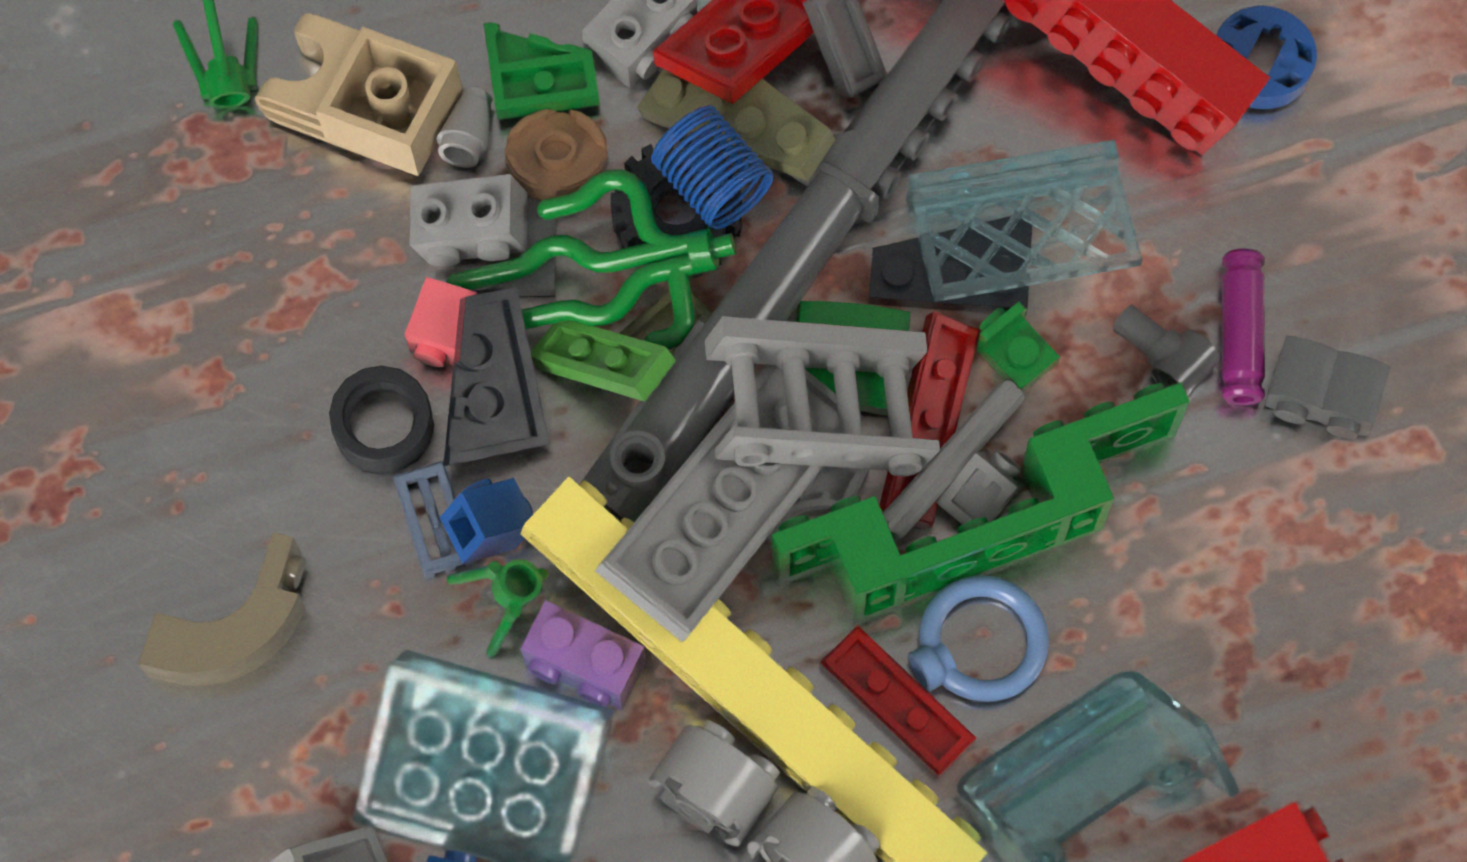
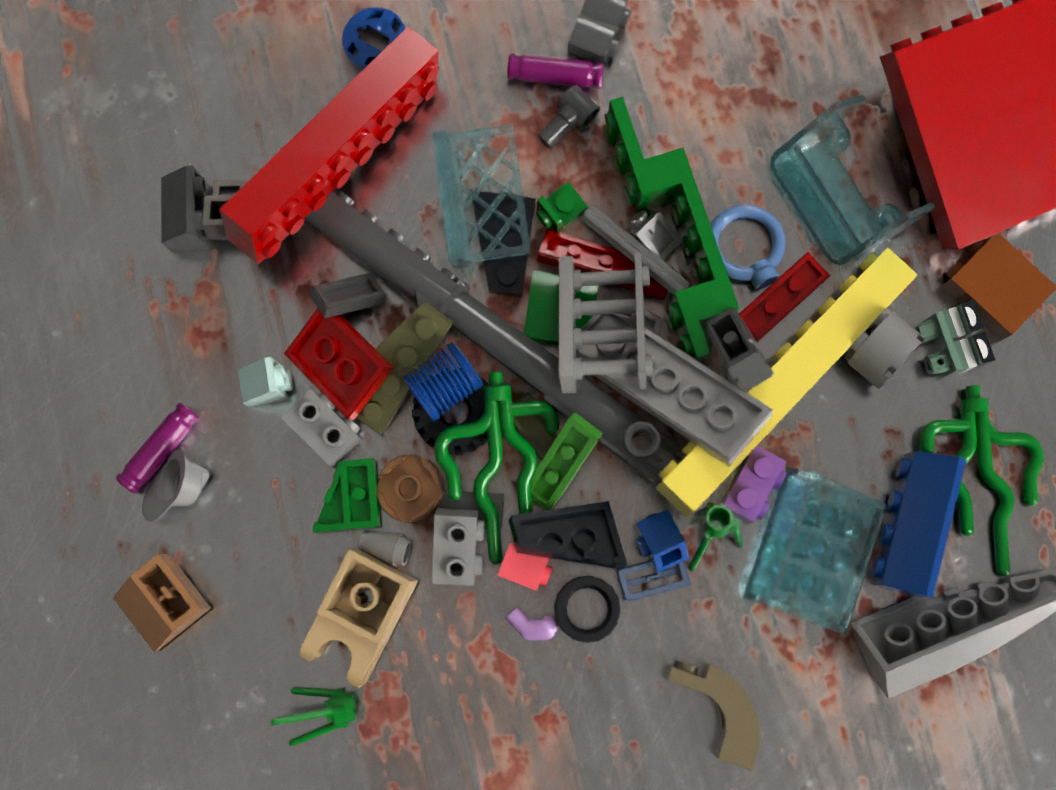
camera: 85 degrees left, 10 degrees up
(349, 341) = (533, 629): none -> lavender arm
(714, 781) = (840, 406): light grey brick -> none
(787, 593) = (738, 349): none -> dark grey brick

